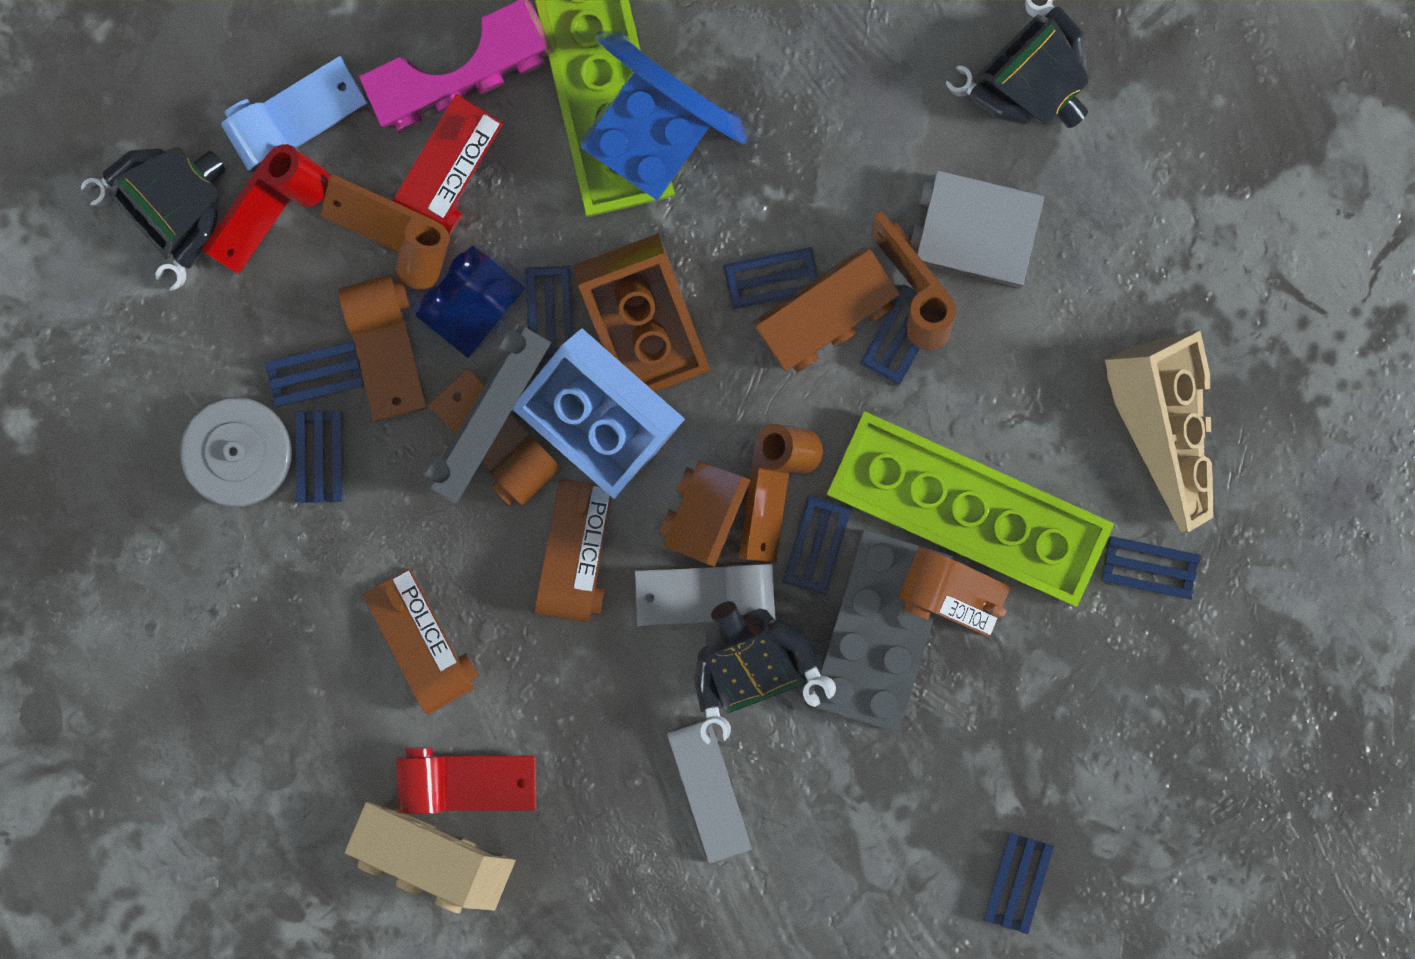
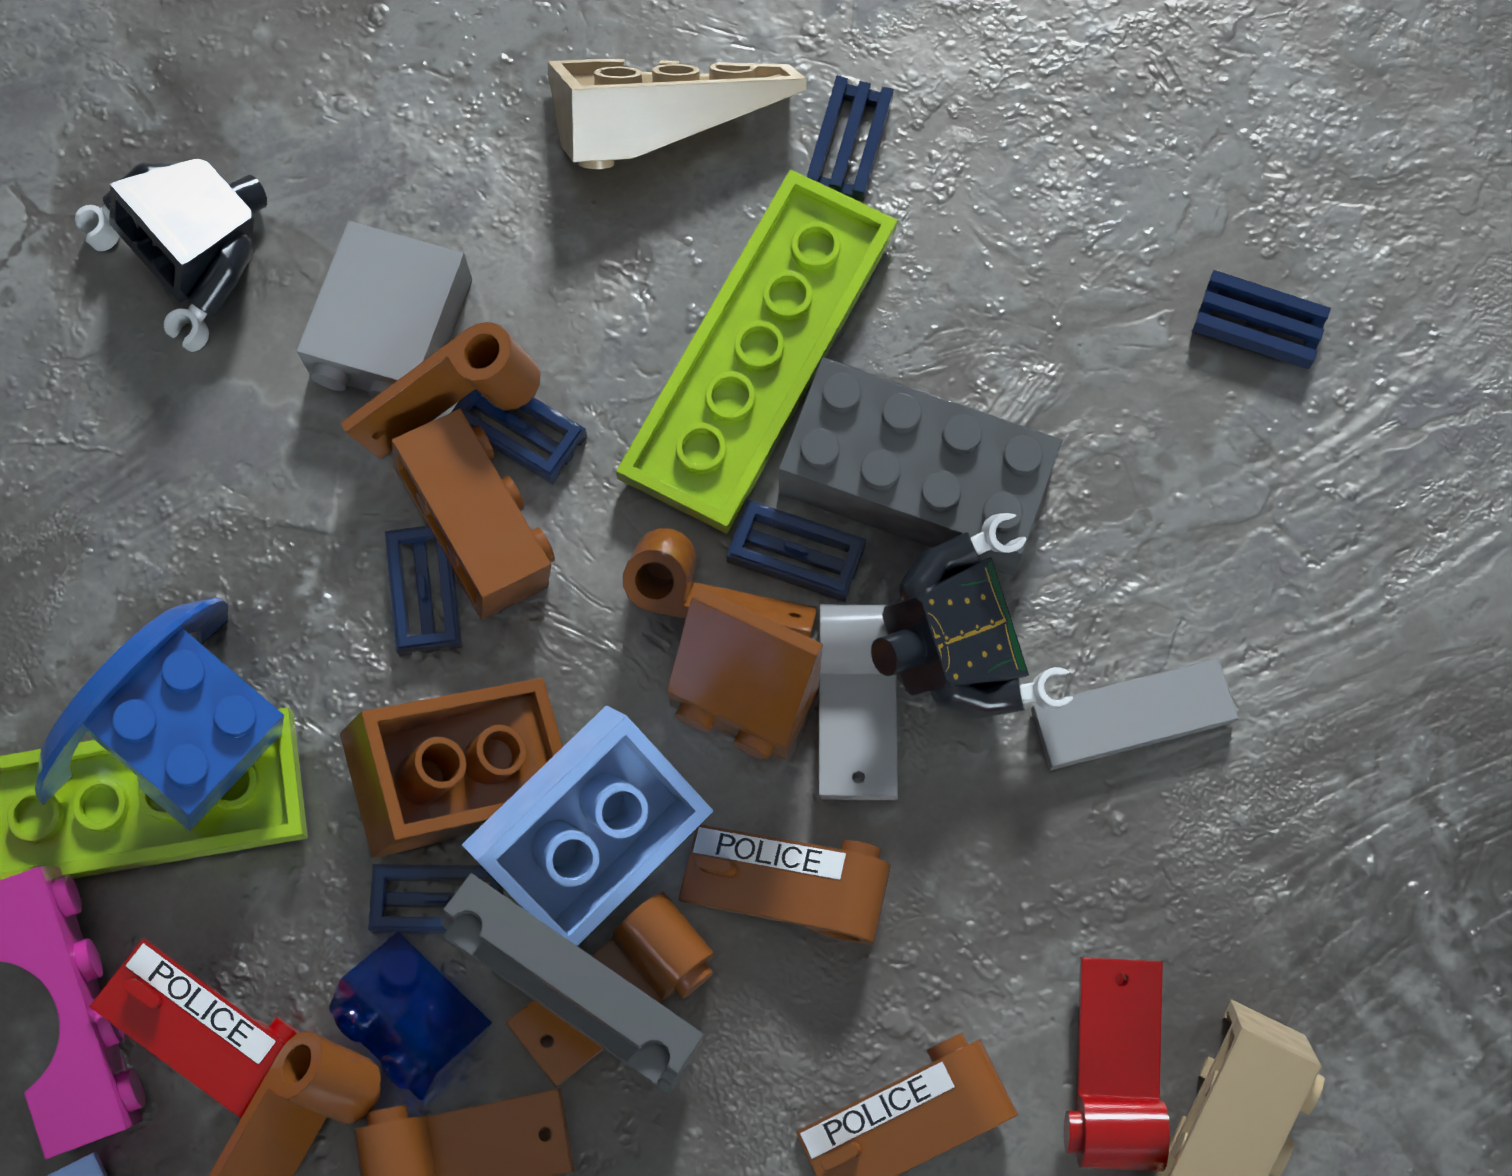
camera: 85 degrees left, 15 degrees down
(952, 592) = (865, 362): dark orange door -> none

